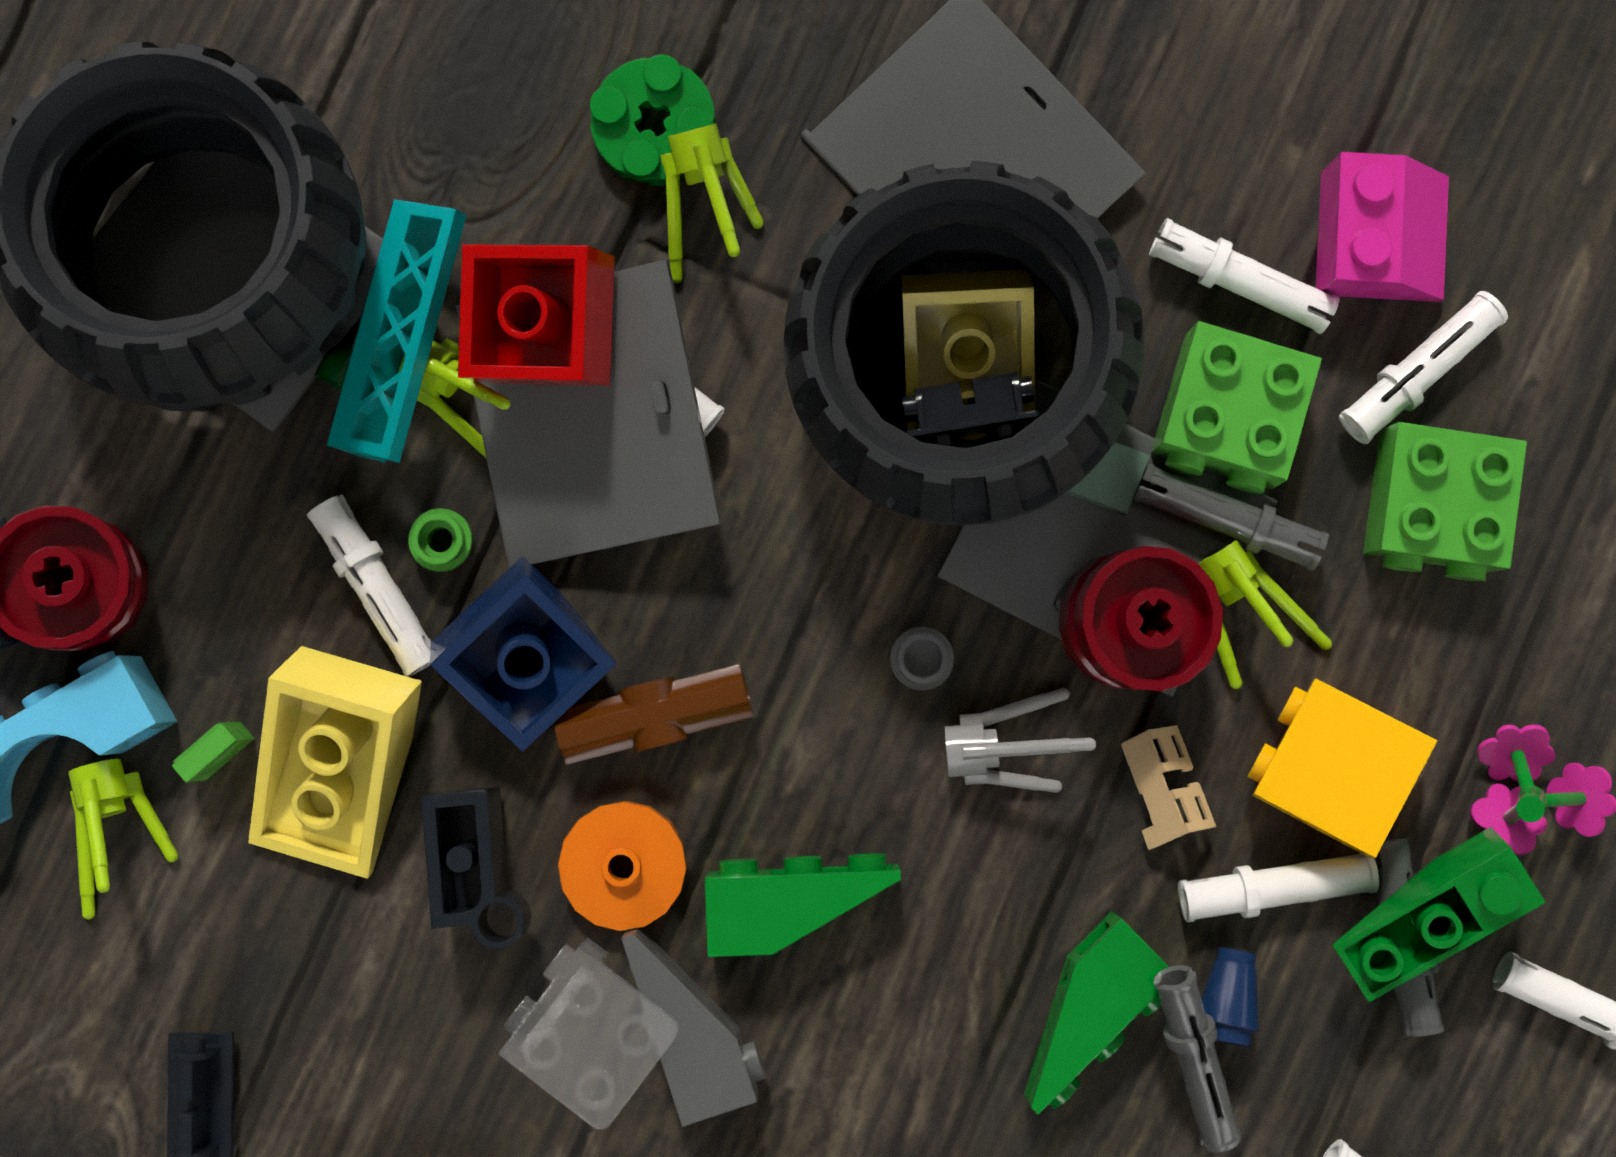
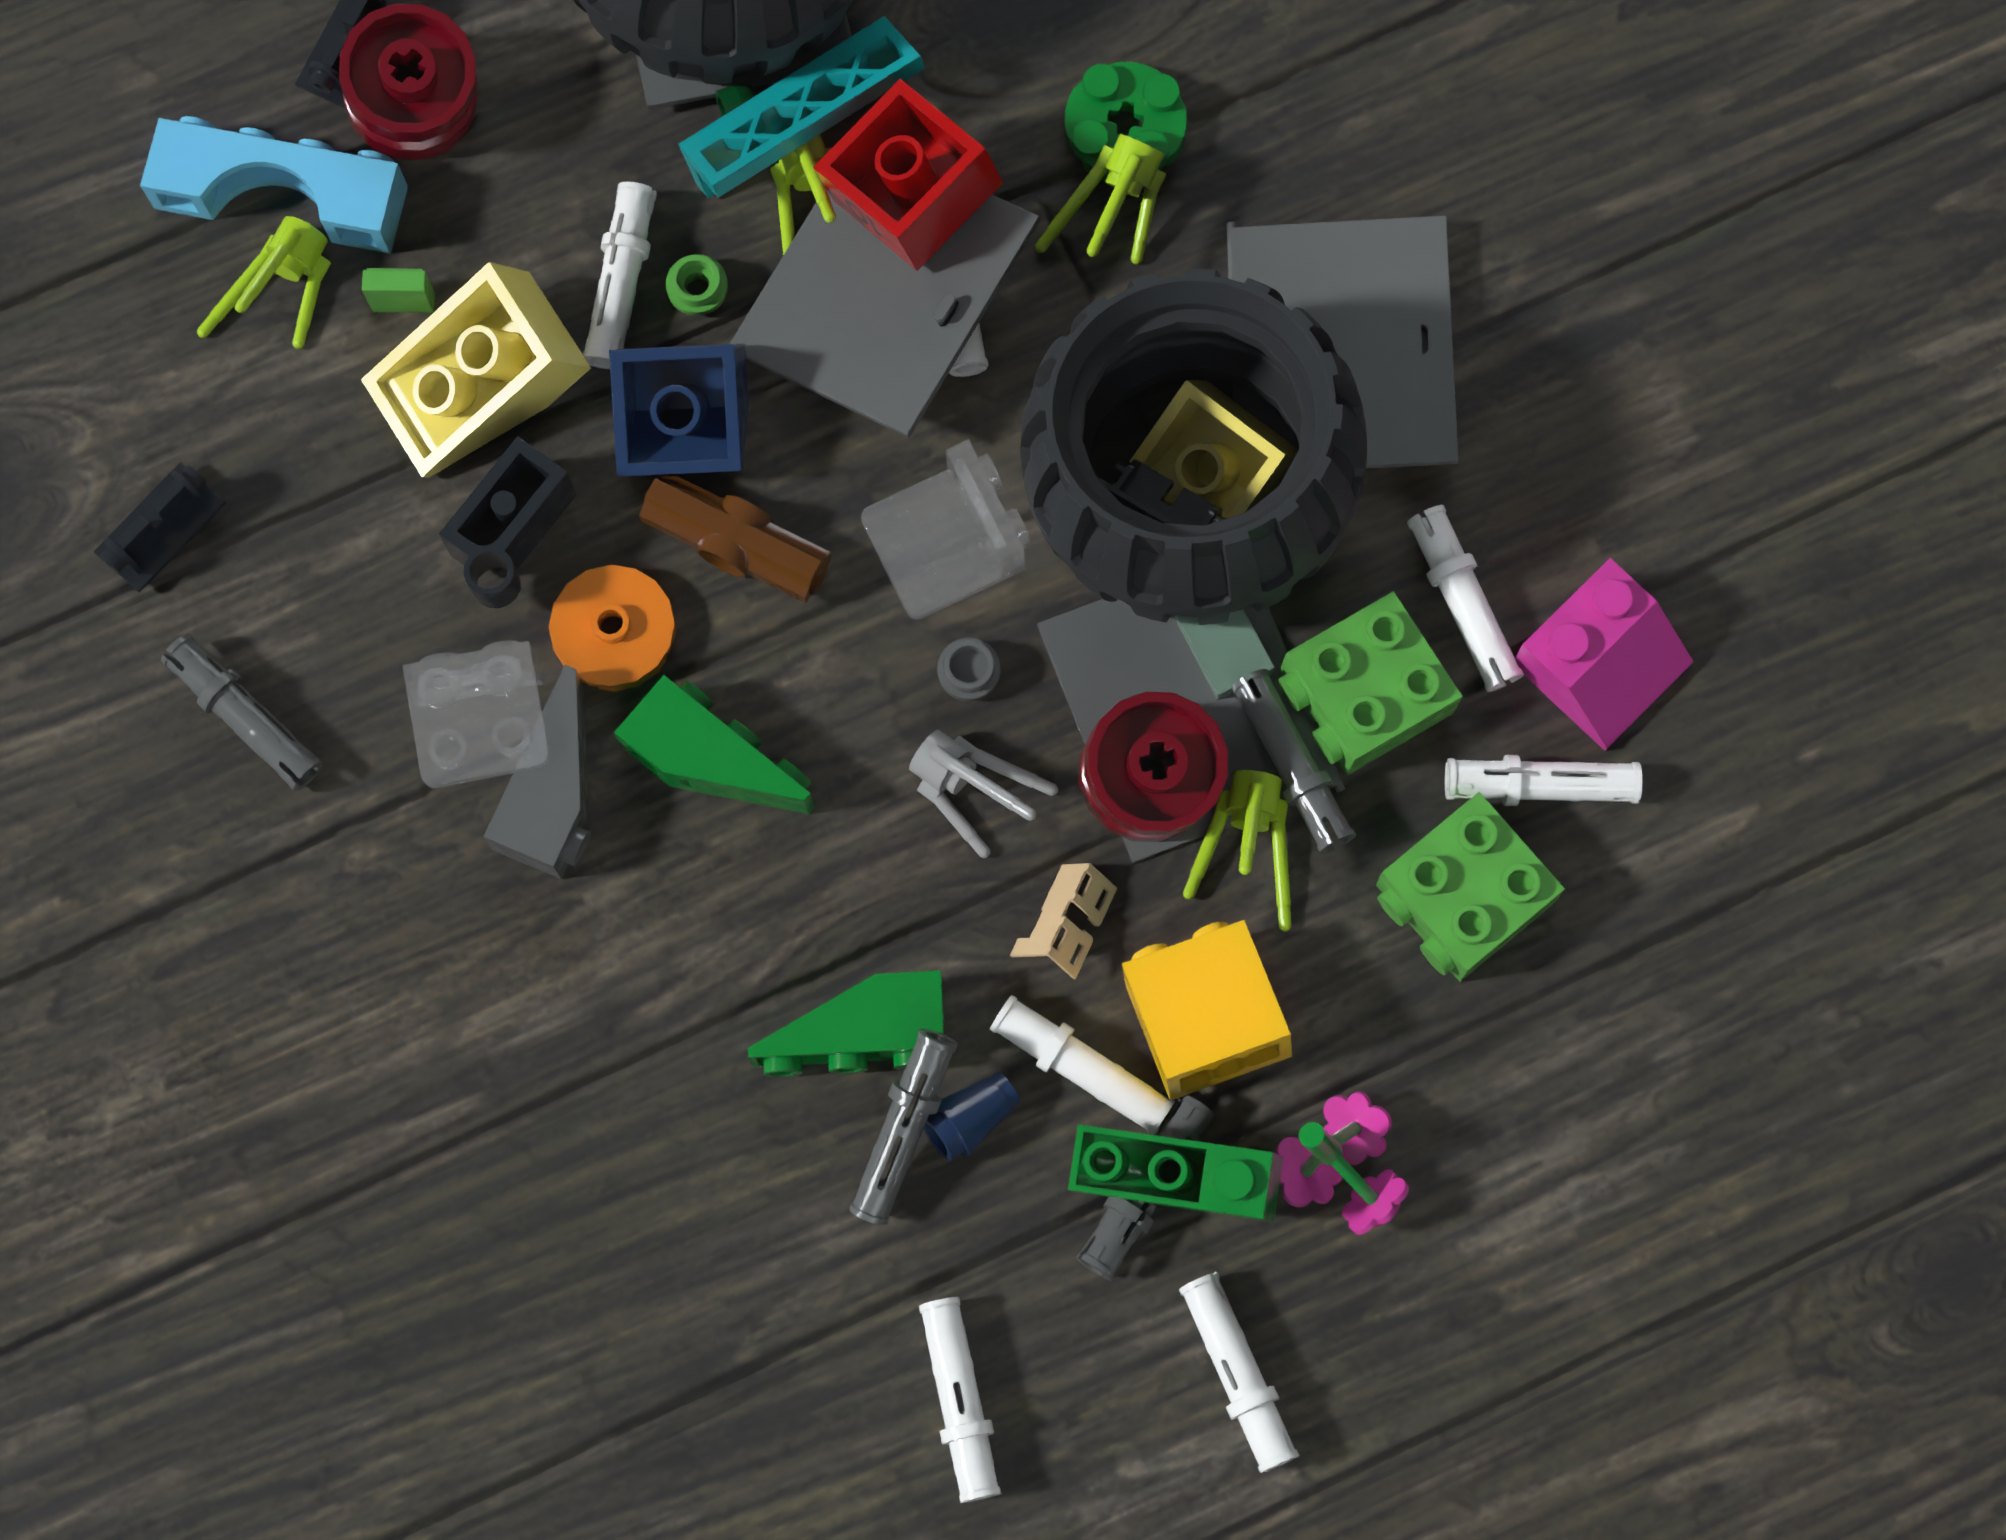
camera: 40 degrees right, 10 degrees down
(813, 570) = (947, 534): none -> clear bracket

